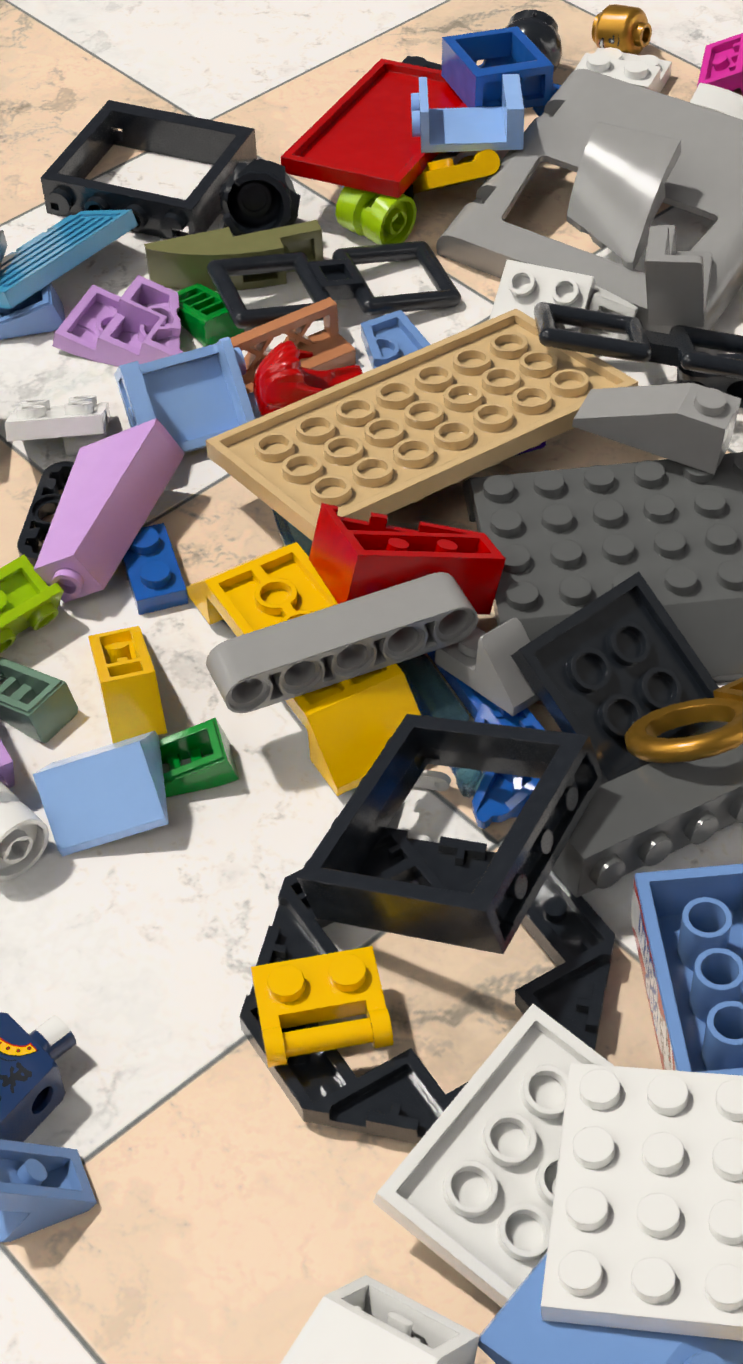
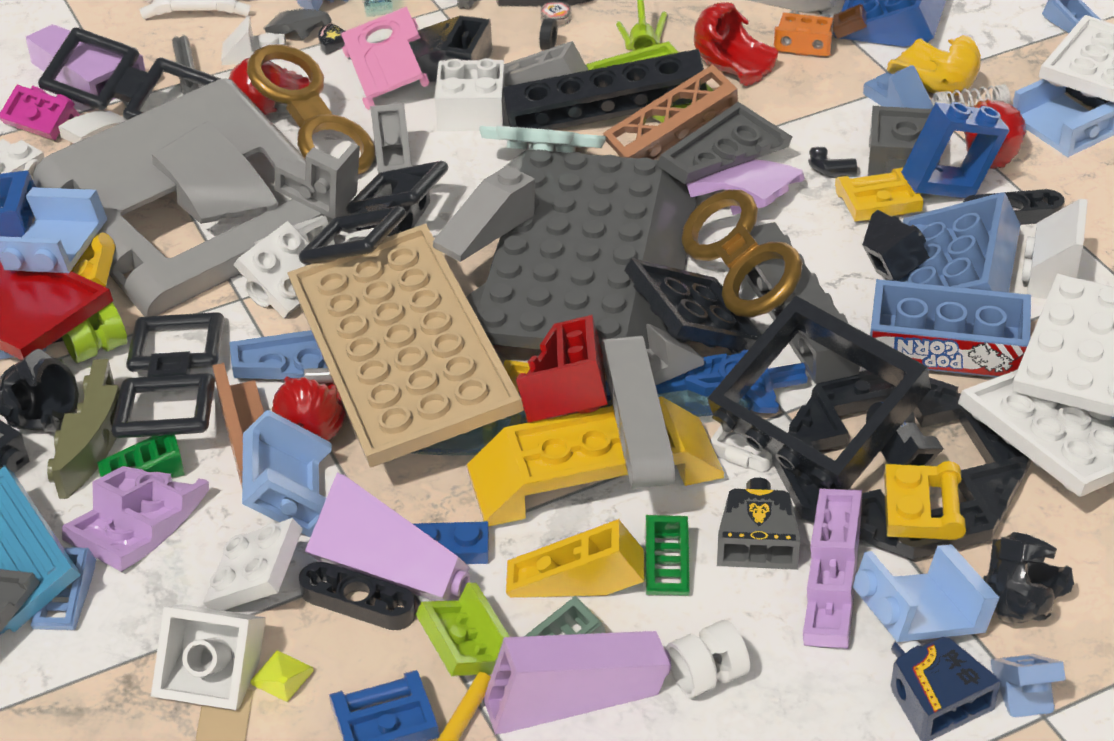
camera: 75 degrees left, 5 degrees down
(104, 793) = (684, 587): light blue slope -> none
(130, 1031) = (930, 605): none -> light blue panel
(170, 935) = (833, 568): none -> lavender slope
(197, 1151) = (1023, 579): none -> black helmet
(242, 839) = (758, 528): none -> dark grey torso
(440, 975) = (908, 443): none -> black leg

